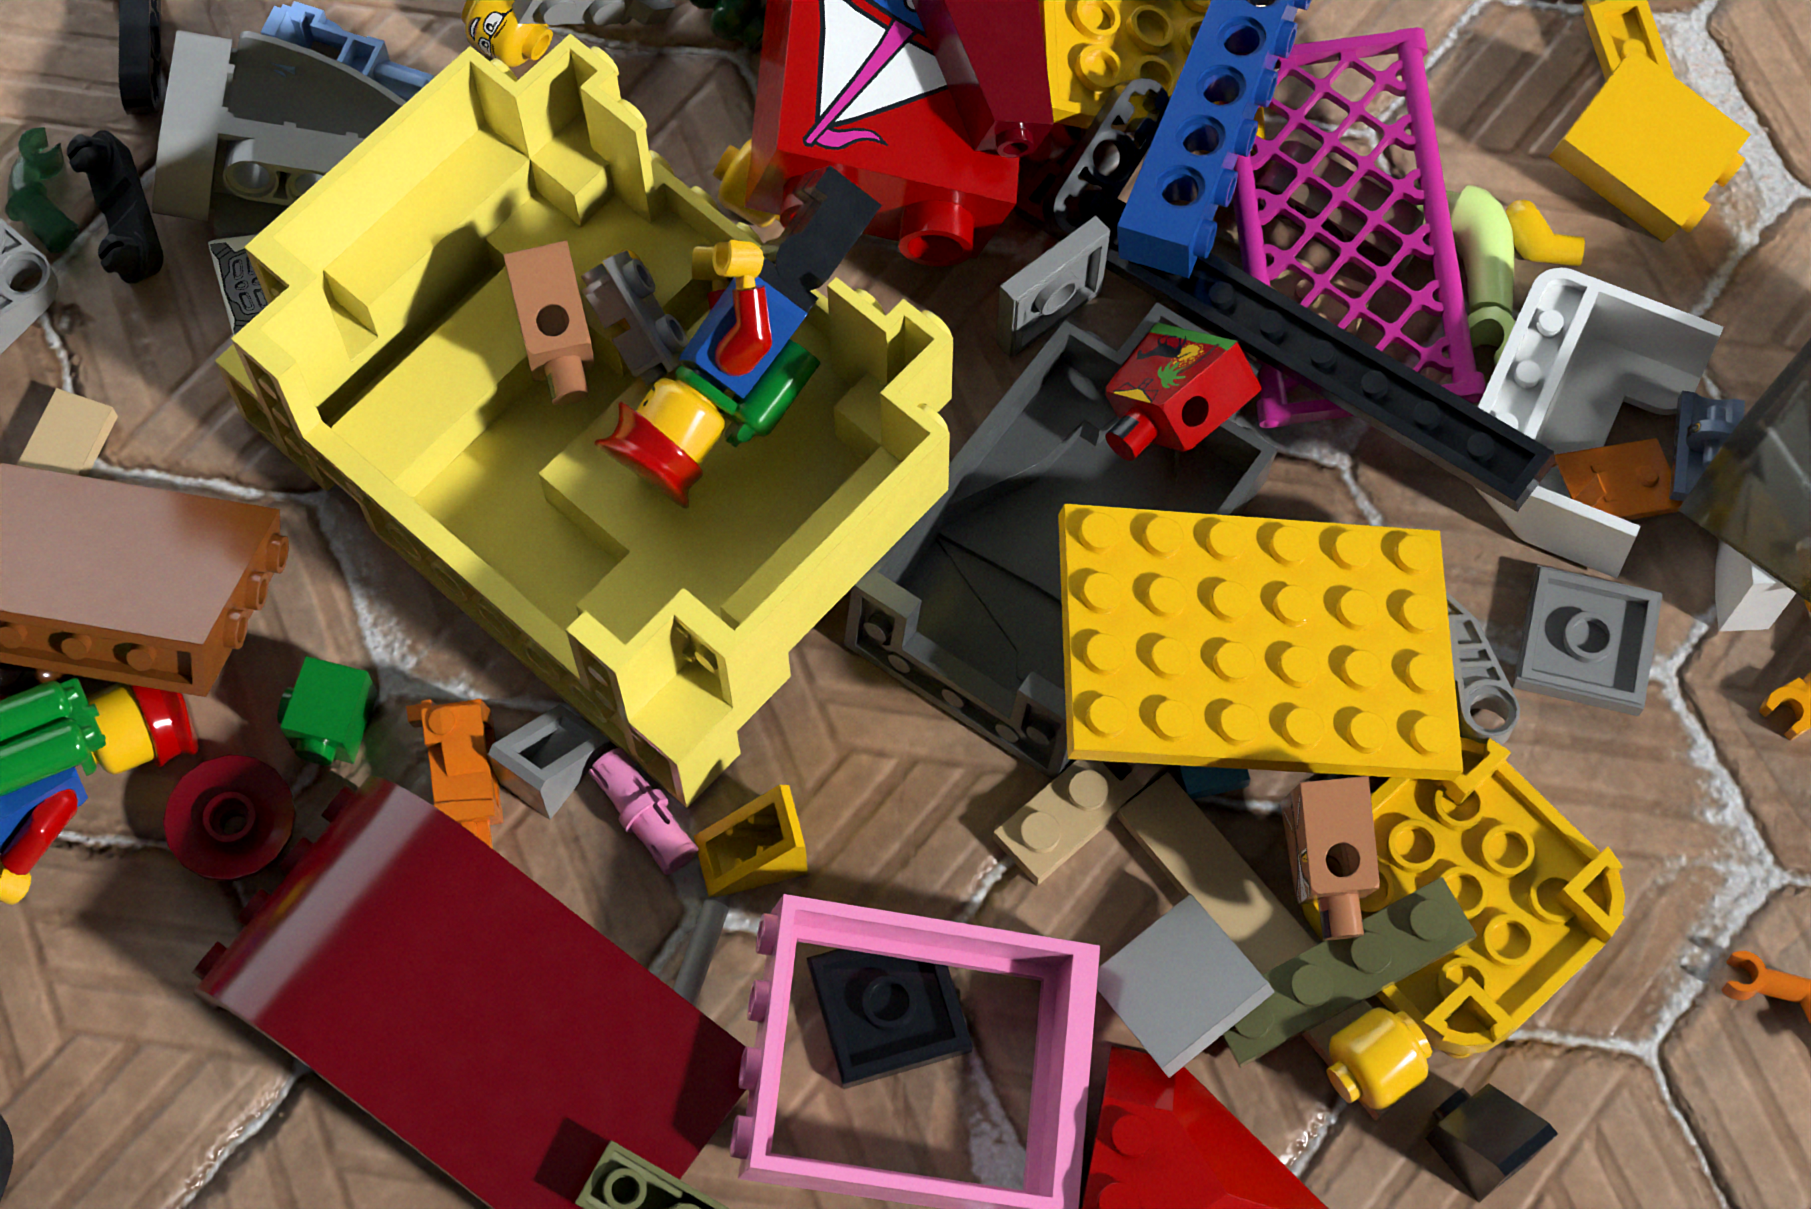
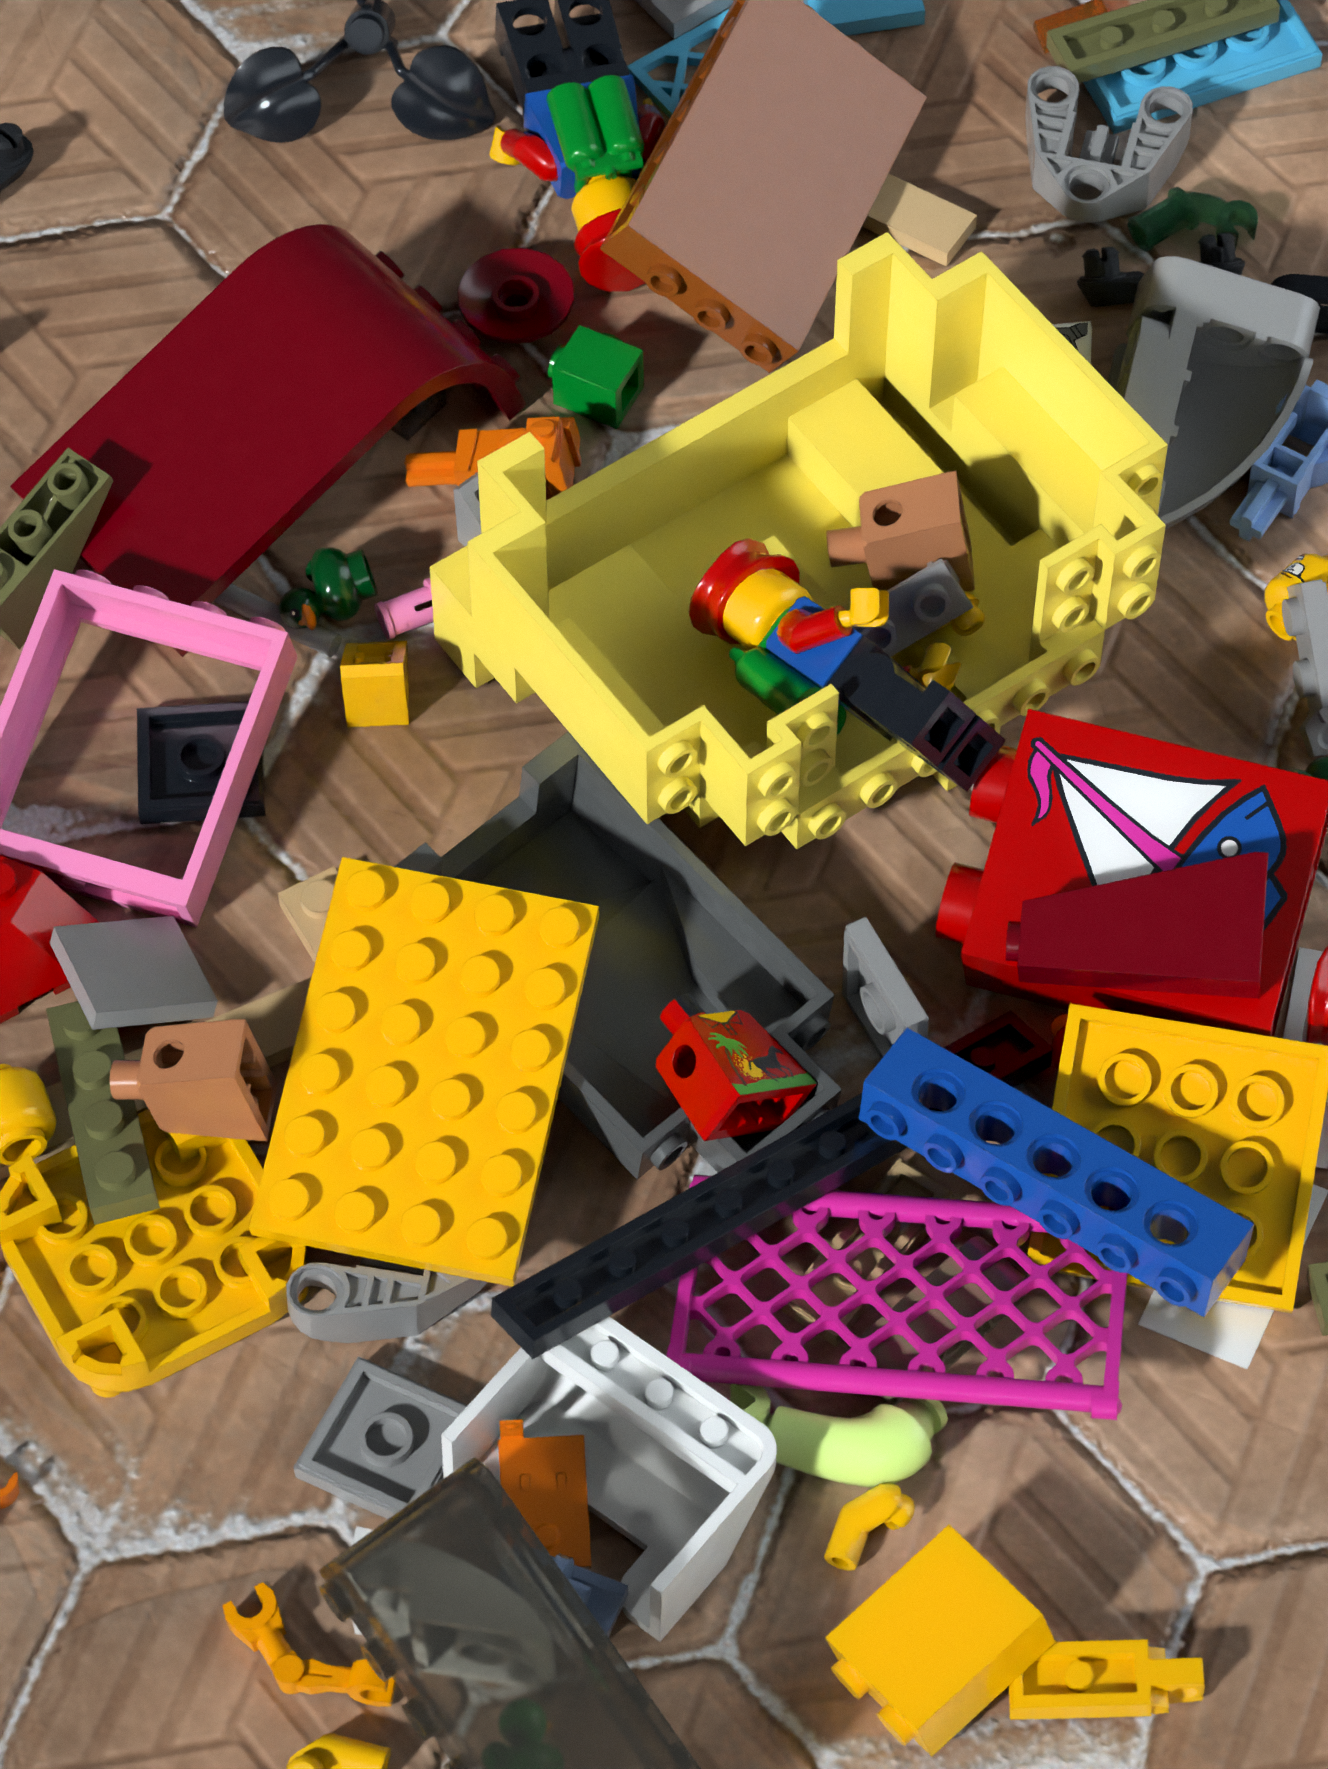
camera: 105 degrees right, 10 degrees down
(653, 904) = (339, 585): none -> dark green animal
(1115, 111) = (1002, 1037): black beam -> none

